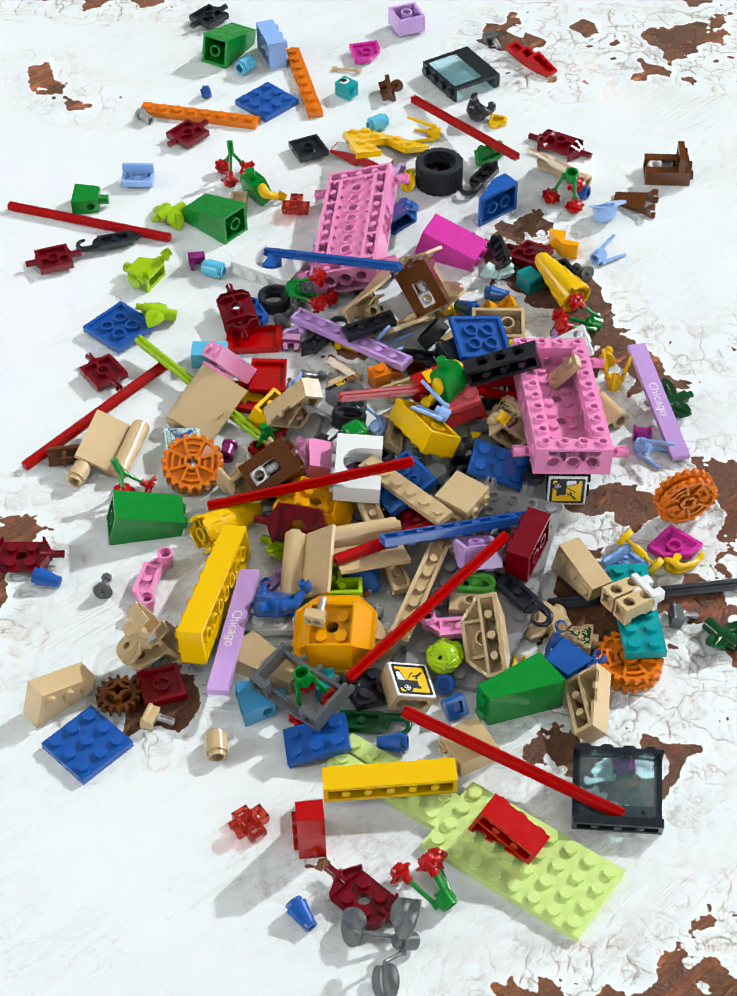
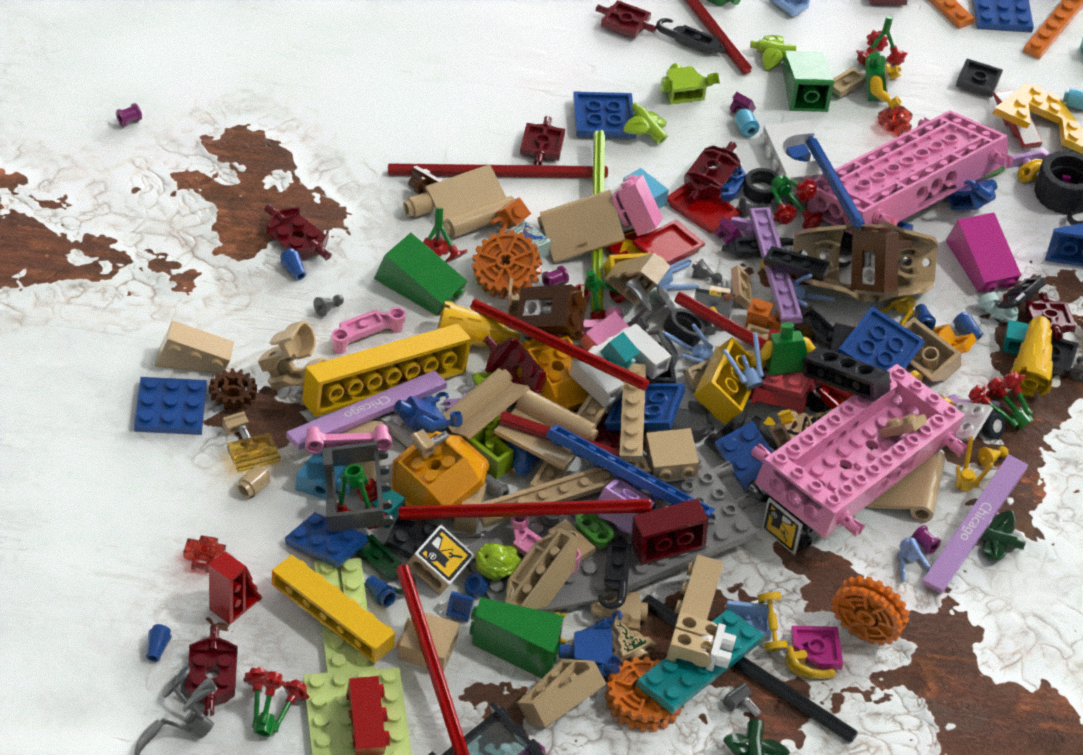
camera: 40 degrees right, 0 degrees up
(153, 430) = (511, 214): none -> orange brick
(162, 685) = (272, 408): dark red plate -> none
(189, 725) = (253, 451): none -> clear yellow plate
(241, 675) = (317, 440): none -> bright pink plate
(355, 427) = (662, 335): green head -> none
(356, 456) = (620, 351): none -> teal brick
(432, 333) = (851, 313): black tyre -> none

